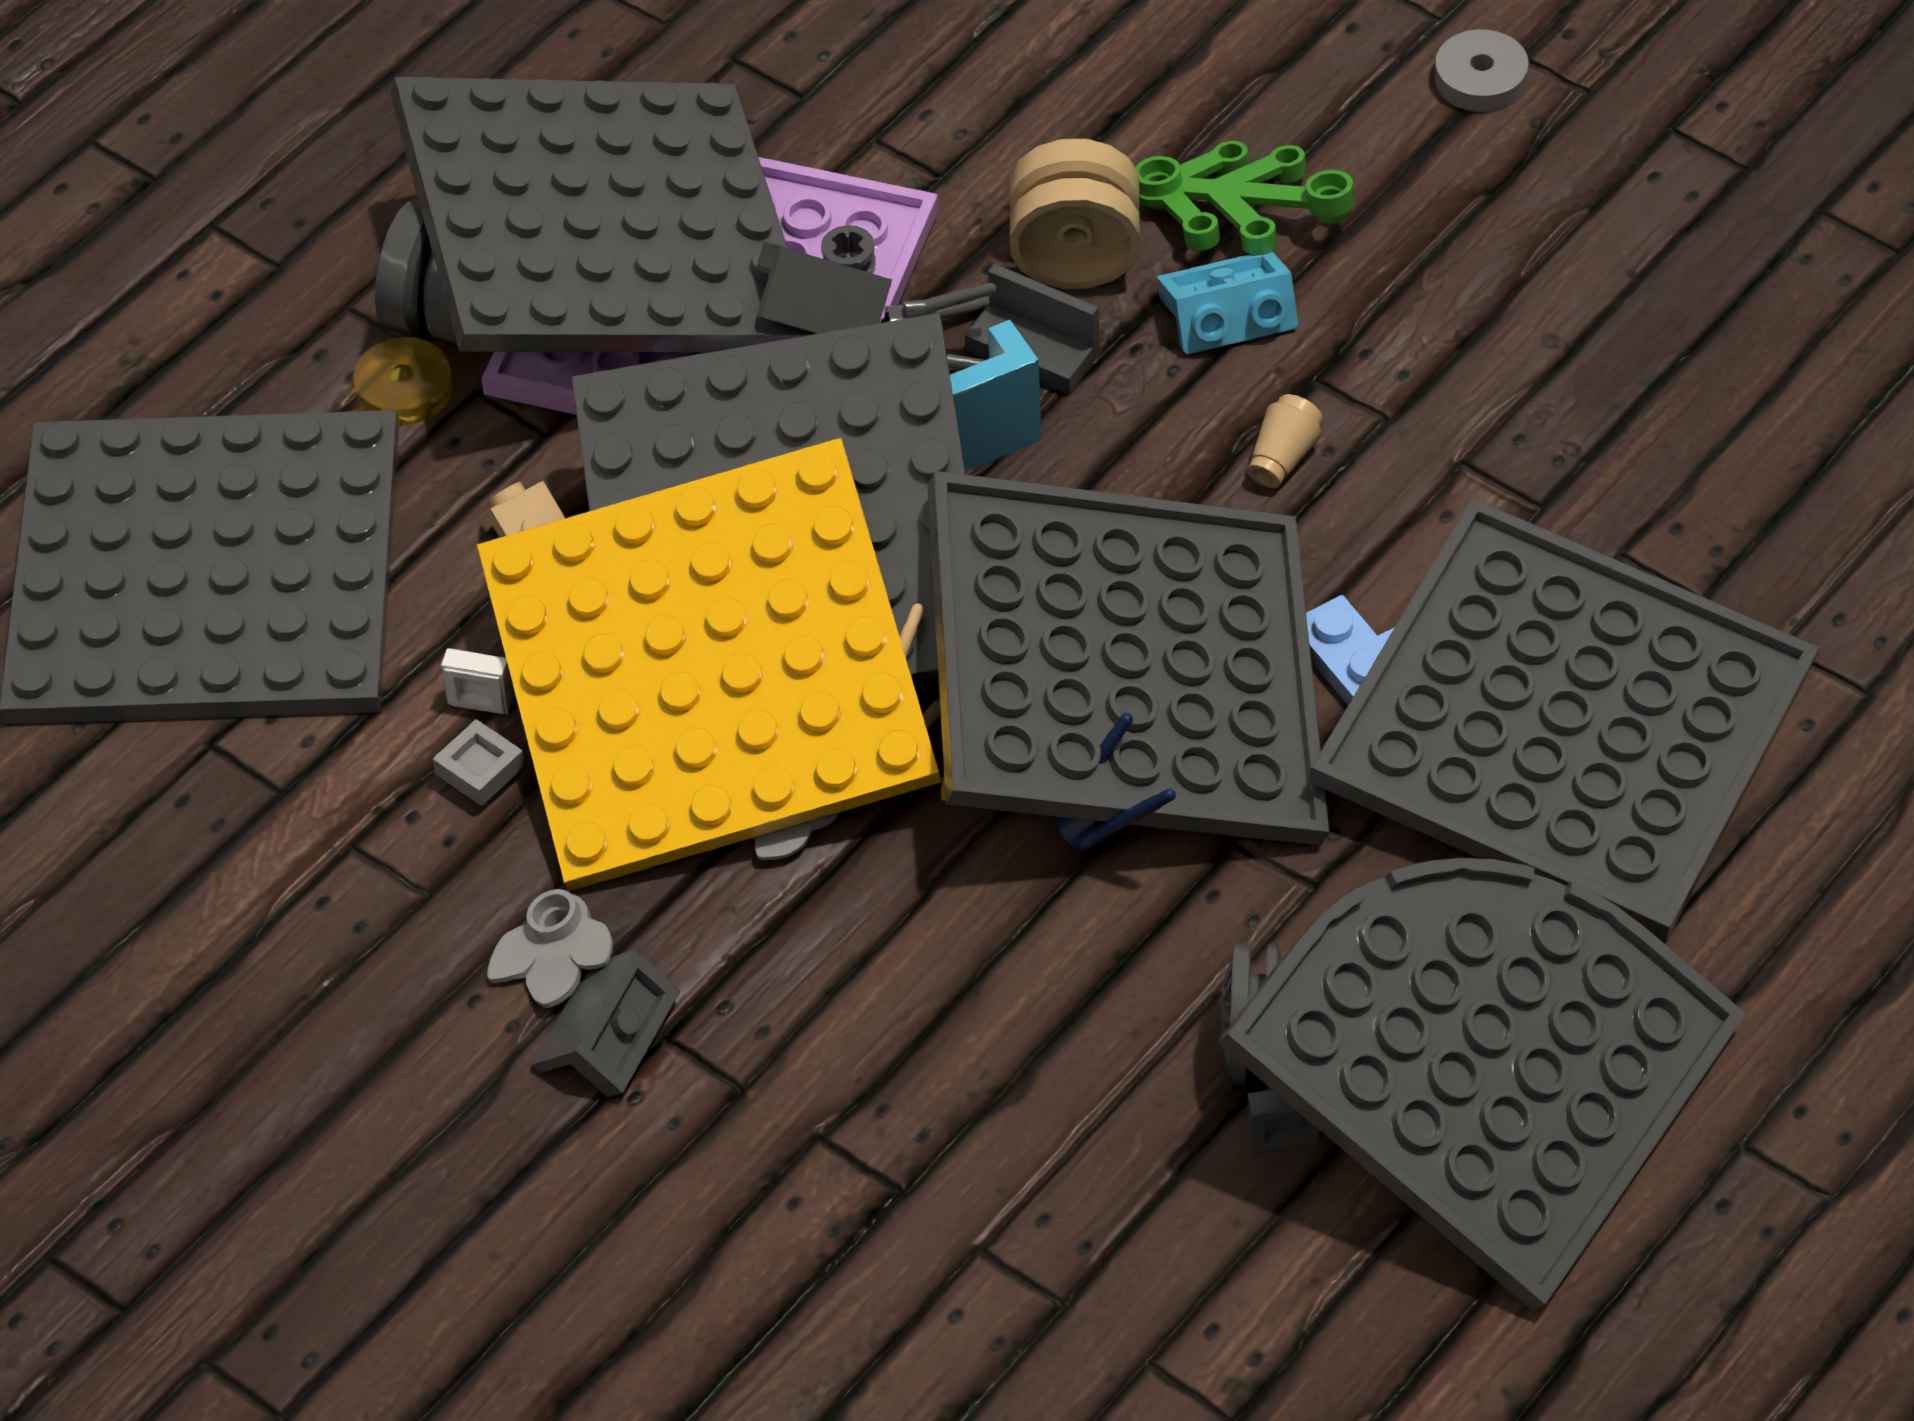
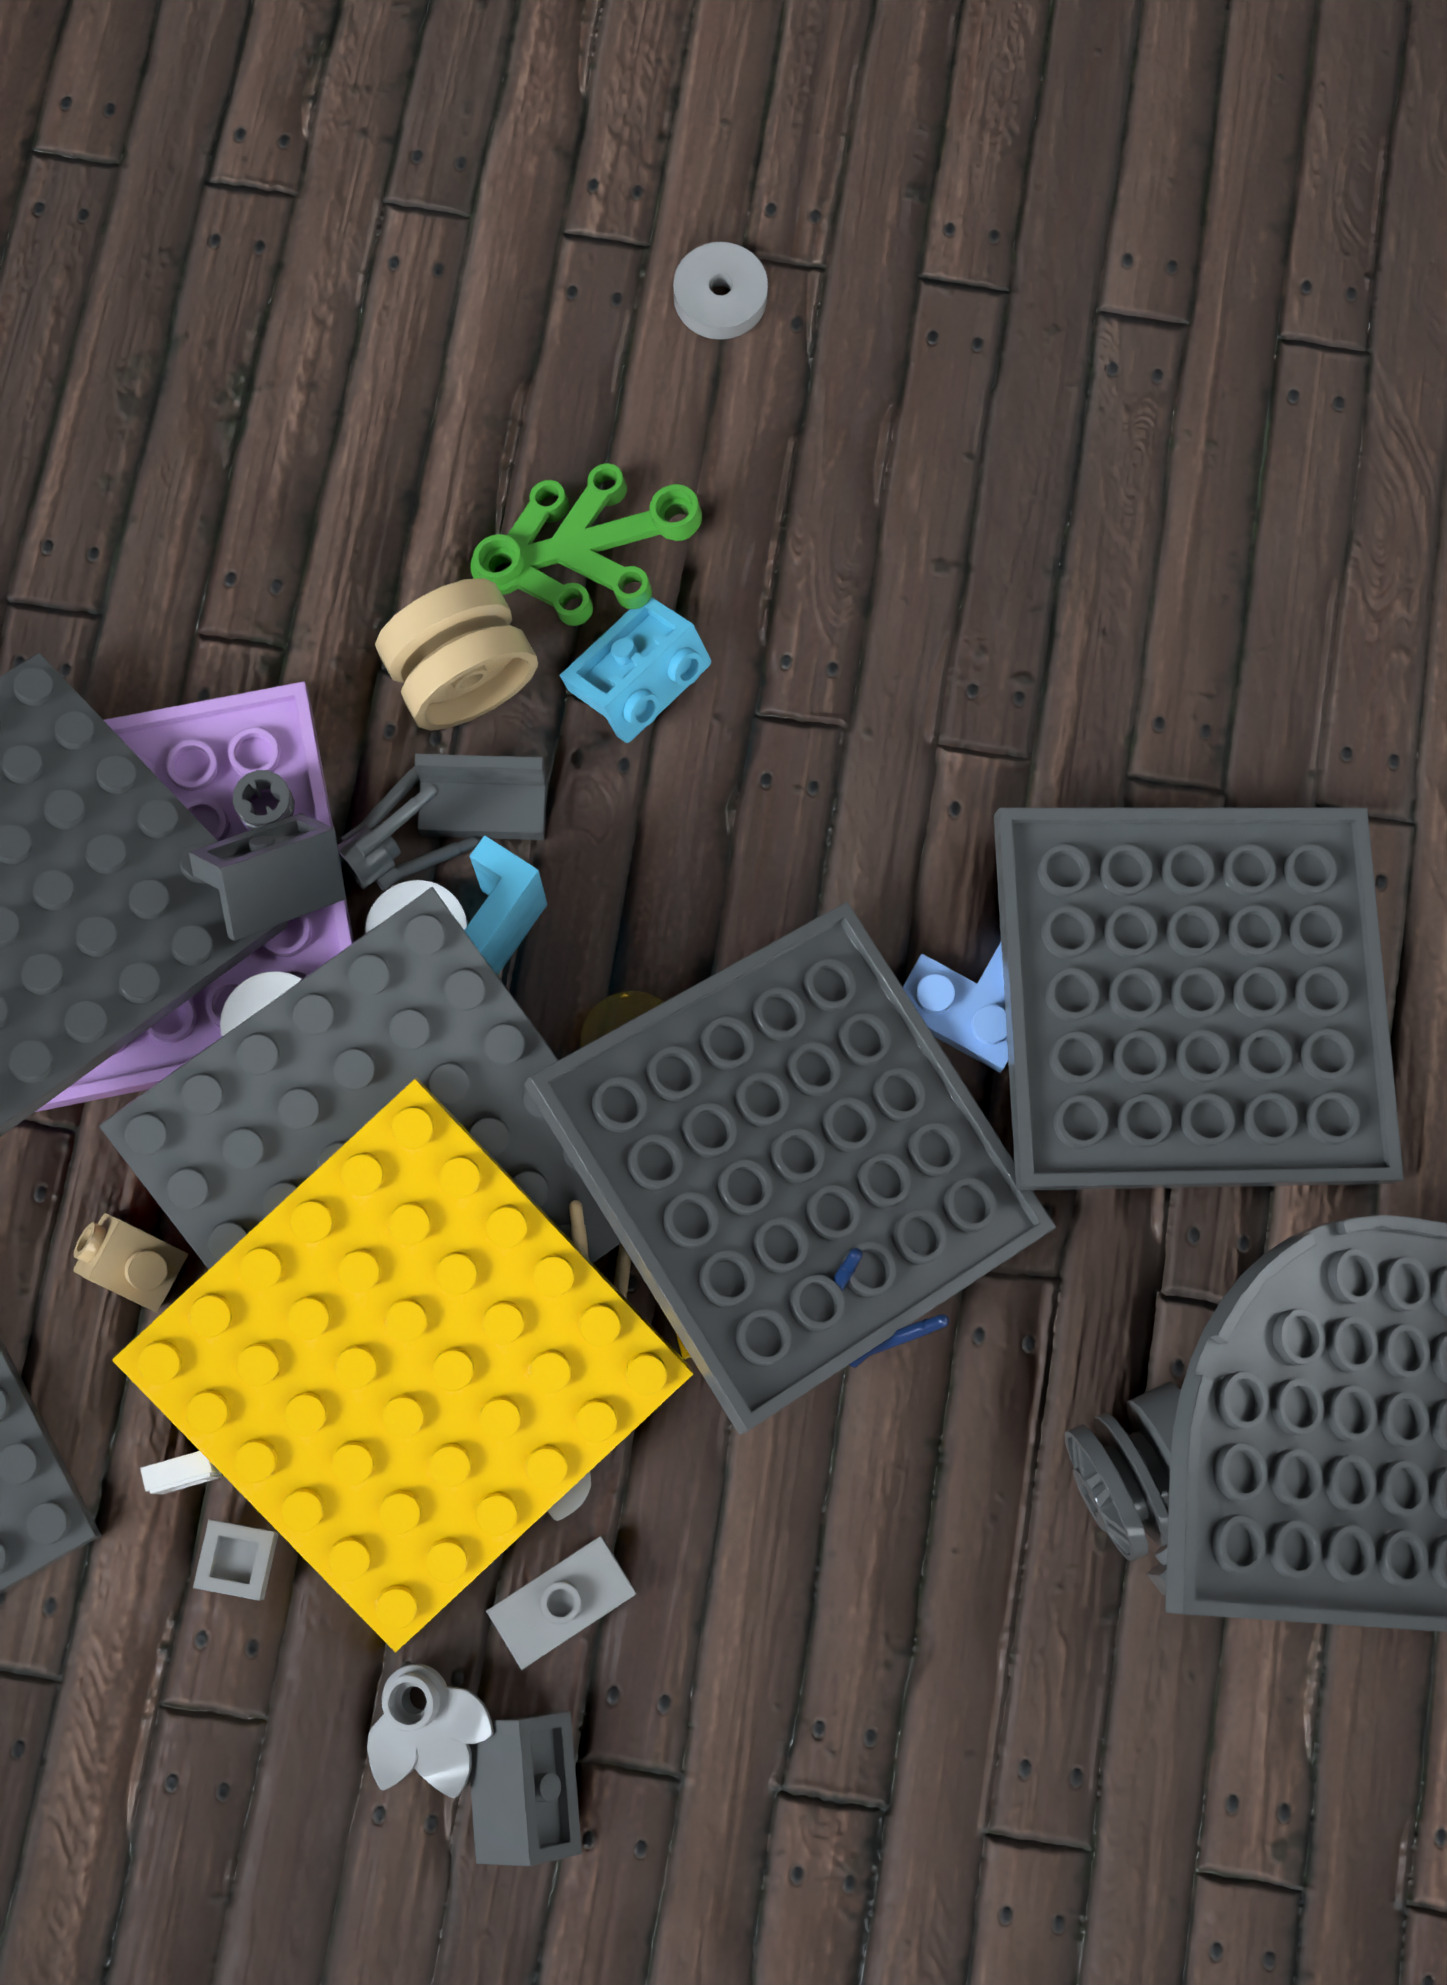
camera: 35 degrees left, 25 degrees up
(724, 915) = (561, 1602): none -> light grey plate
(1284, 439) = (777, 806): tan cone -> none

